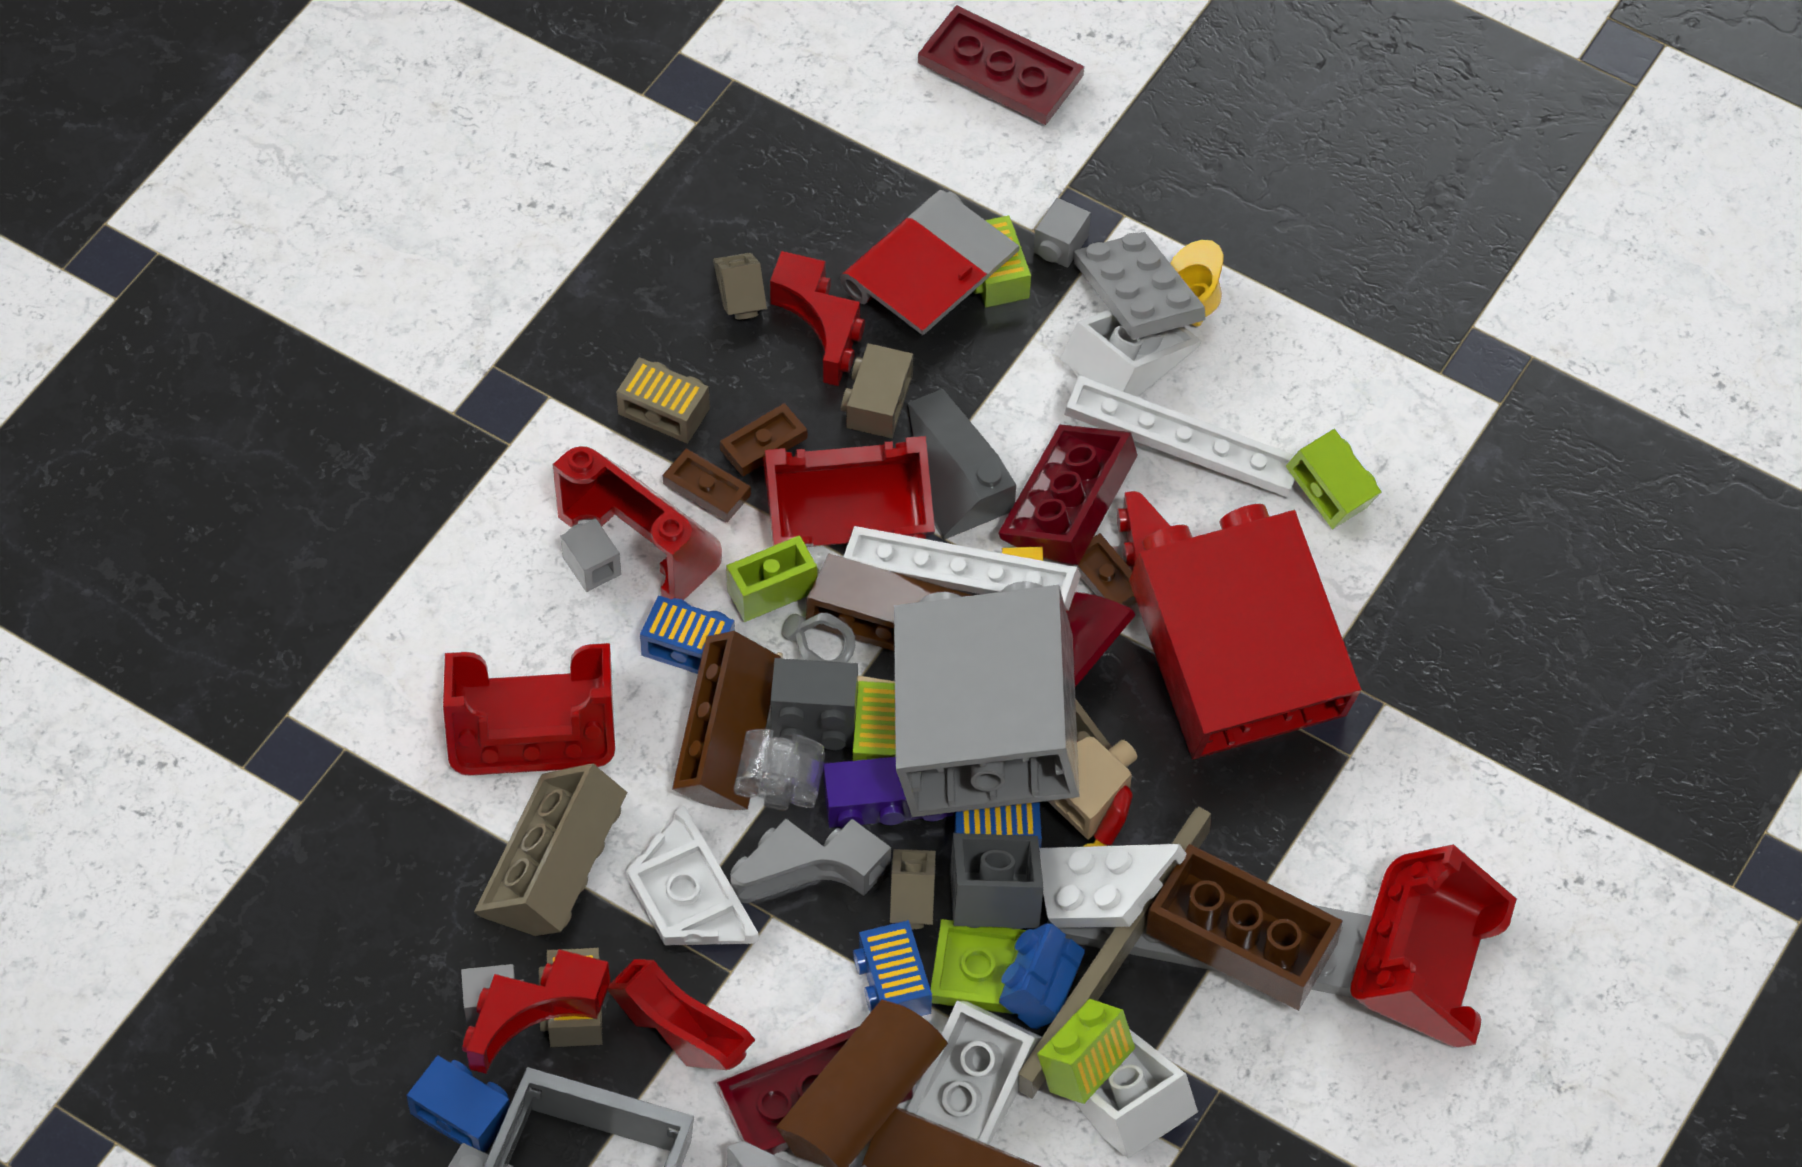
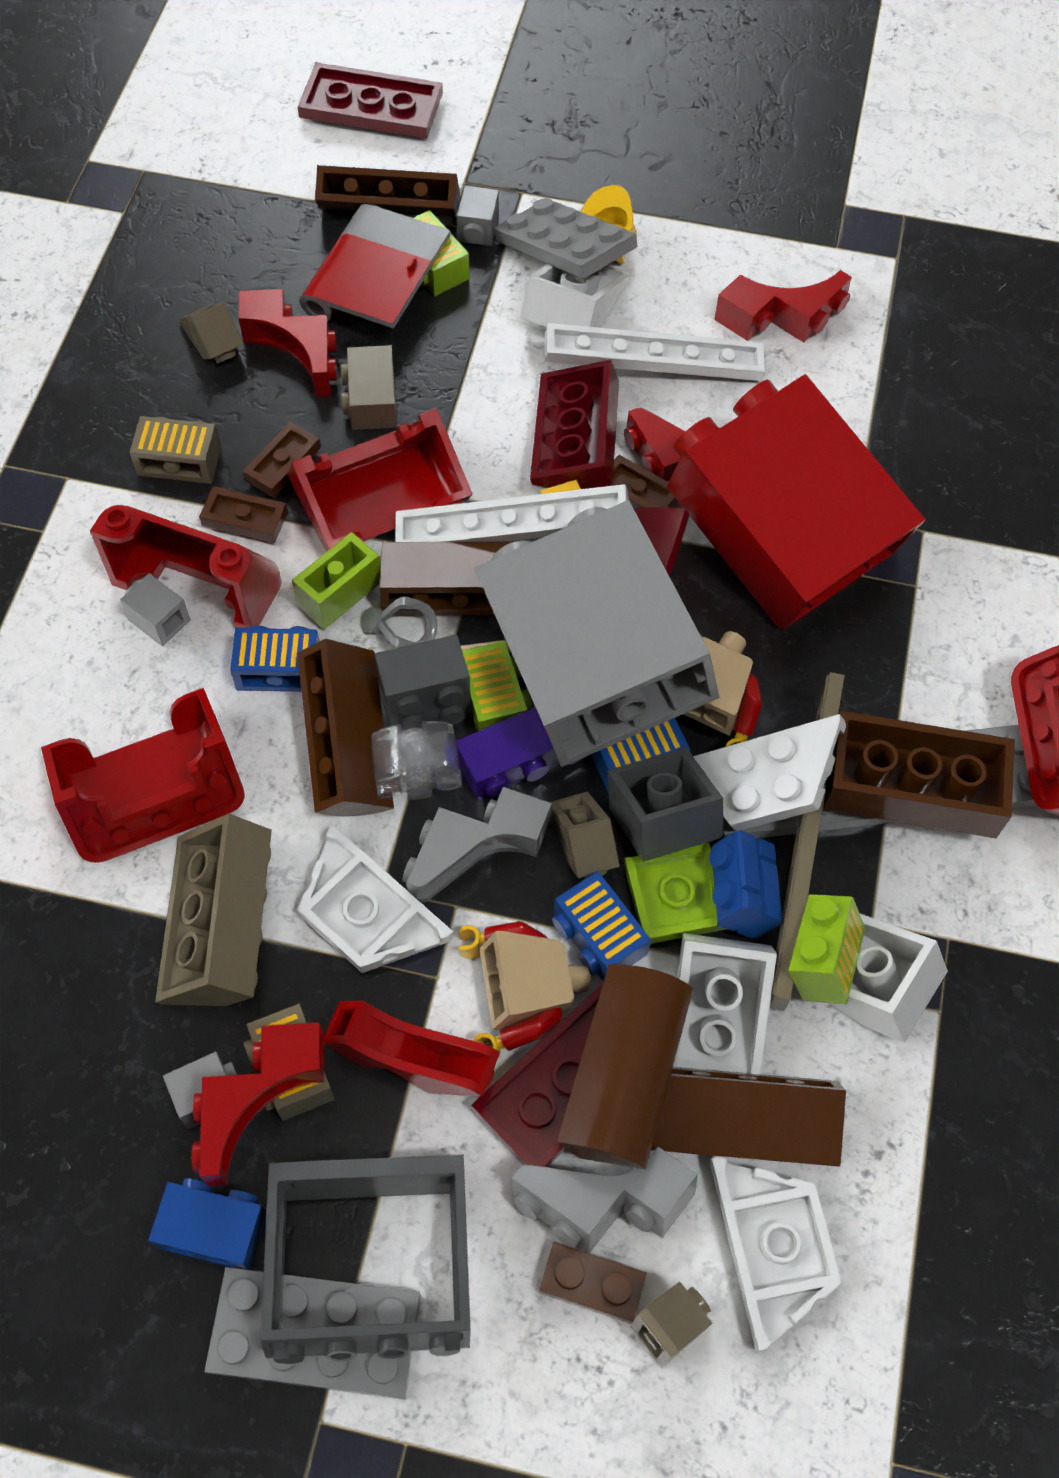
camera: 20 degrees left, 5 degrees up
(804, 996) = (524, 981): none -> tan torso
(964, 470) = (484, 436): dark grey wedge -> none
(974, 181) = (389, 189): none -> reddish brown brick
(1307, 414) = (800, 311): none -> red arch
(1333, 478) = (799, 348): lime brick -> none

